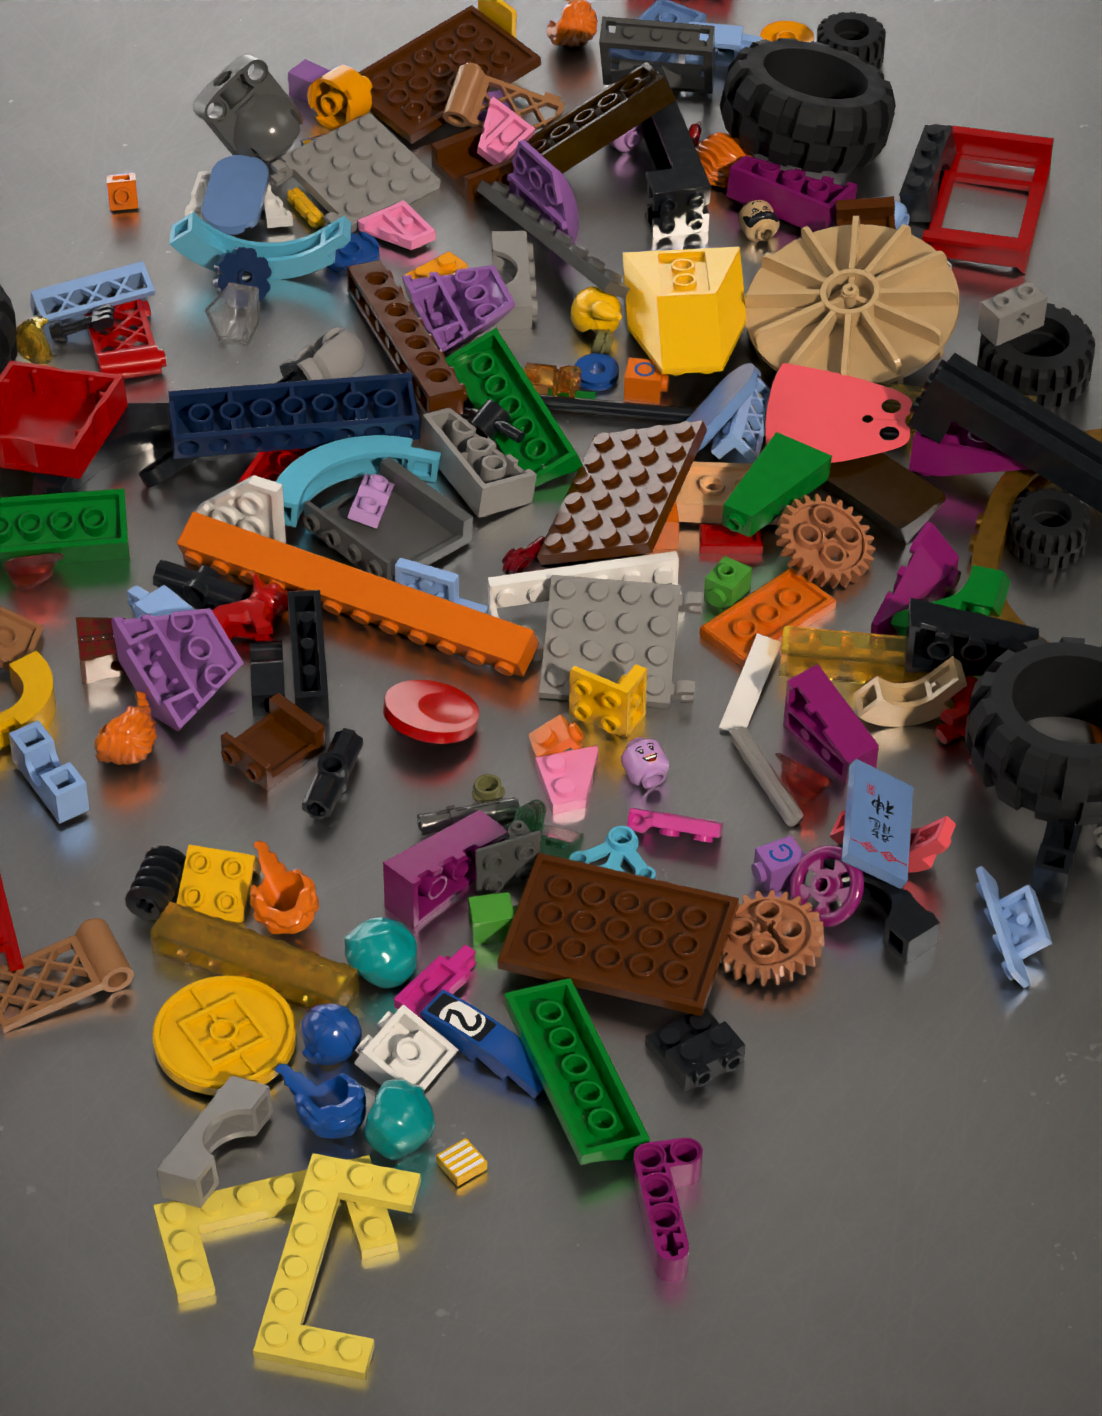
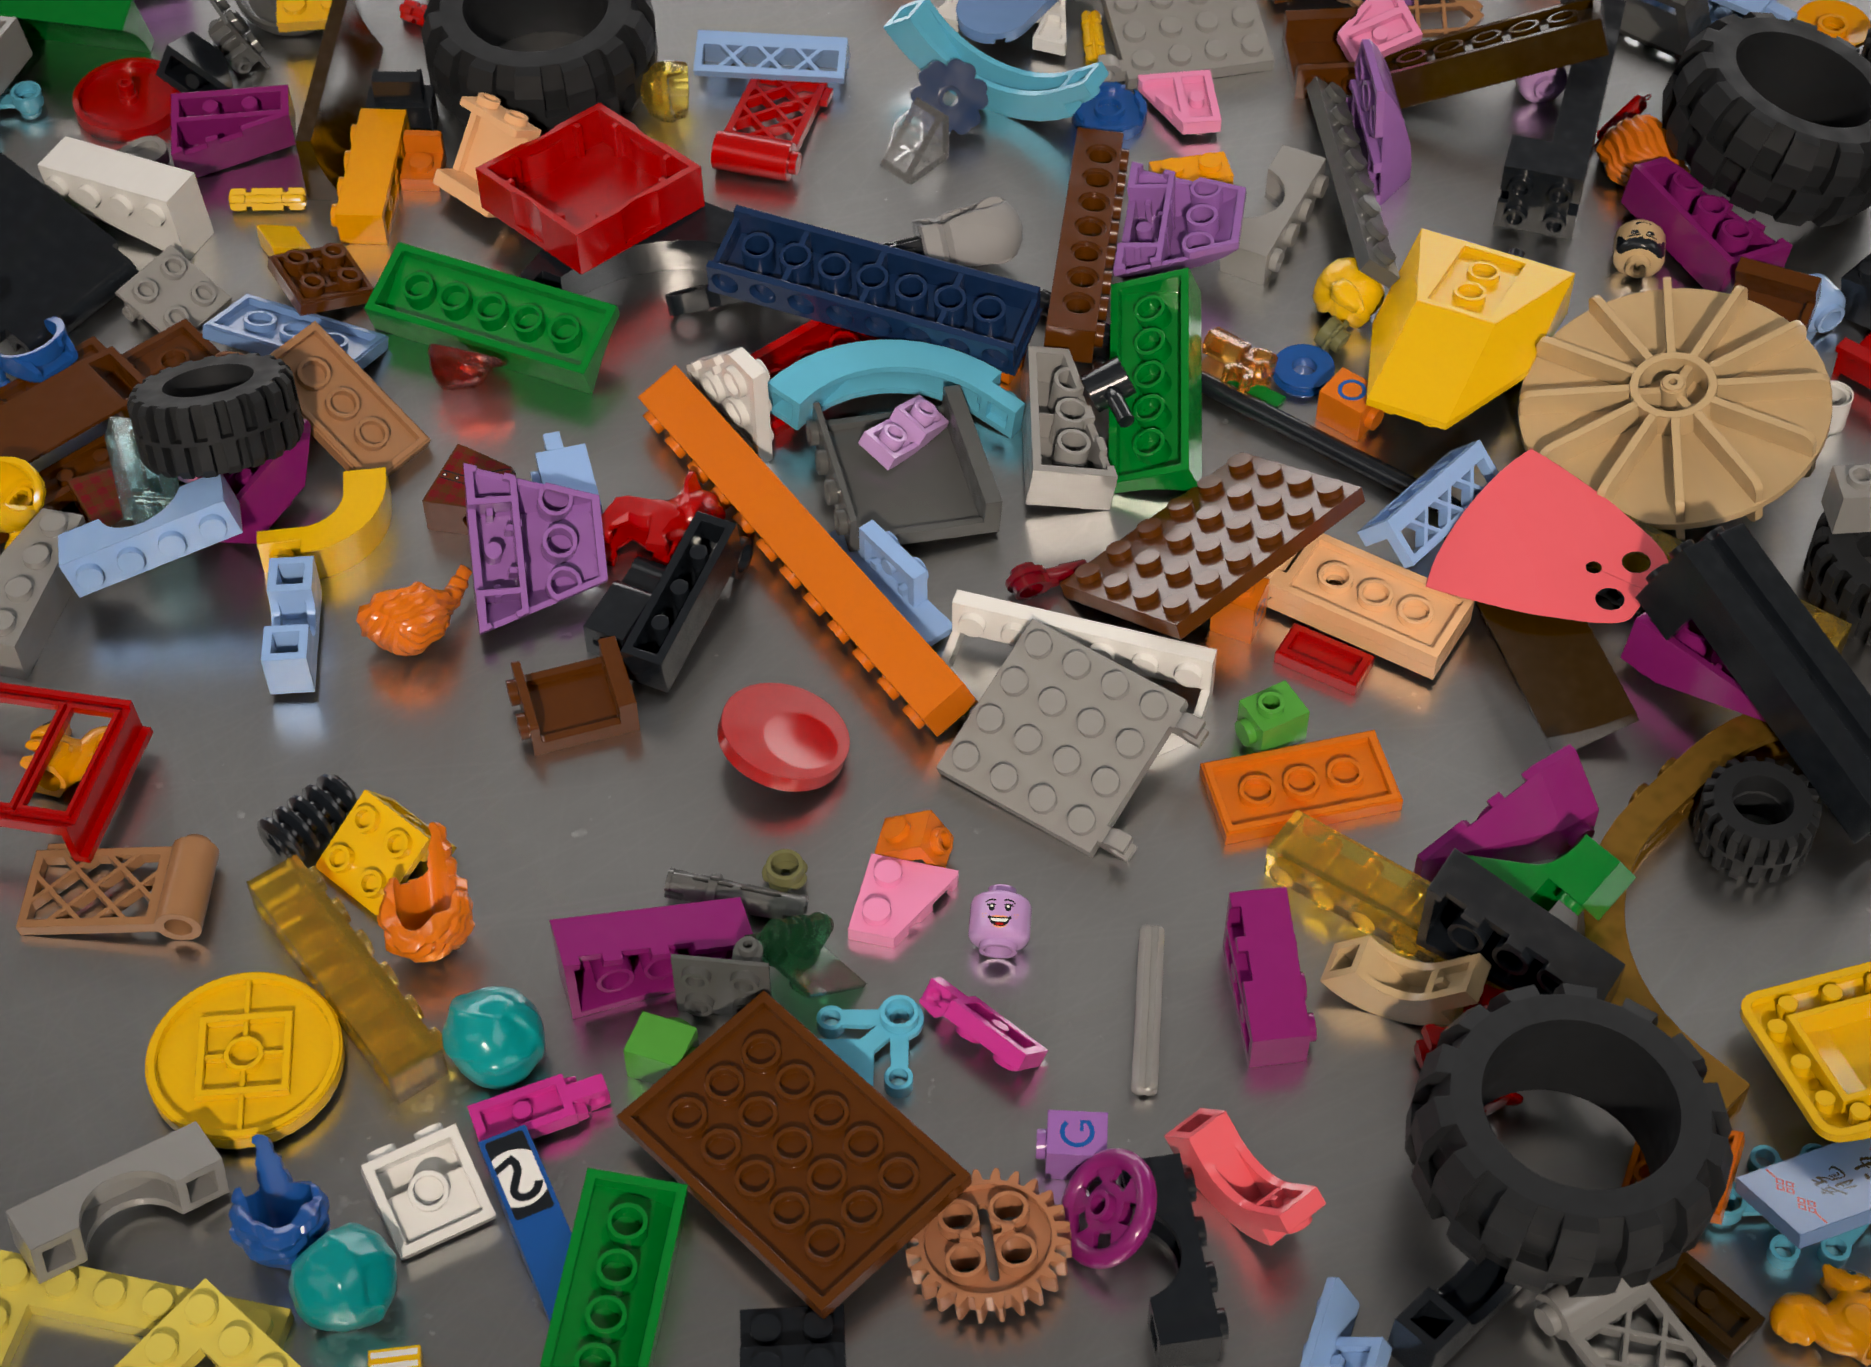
camera: 30 degrees right, 5 degrees up
(101, 319) = (754, 92): black hinge -> none
(199, 586) = (633, 459): black piece -> none
(330, 1034) = (357, 1117): blue cap -> none
(332, 774) = (611, 768): black piece -> none
(608, 704) = (1013, 832): yellow bracket -> none
(726, 400) = (1413, 474): medium blue tile -> none
(750, 683) = (1212, 870): white sticker -> none
(776, 478) = (1404, 609): green slope -> none
(802, 780) = (1183, 1036): clear red hat -> none
(825, 541) = (1467, 698): nougat gear -> none
(878, 824) = (1222, 1153): medium blue tile -> none

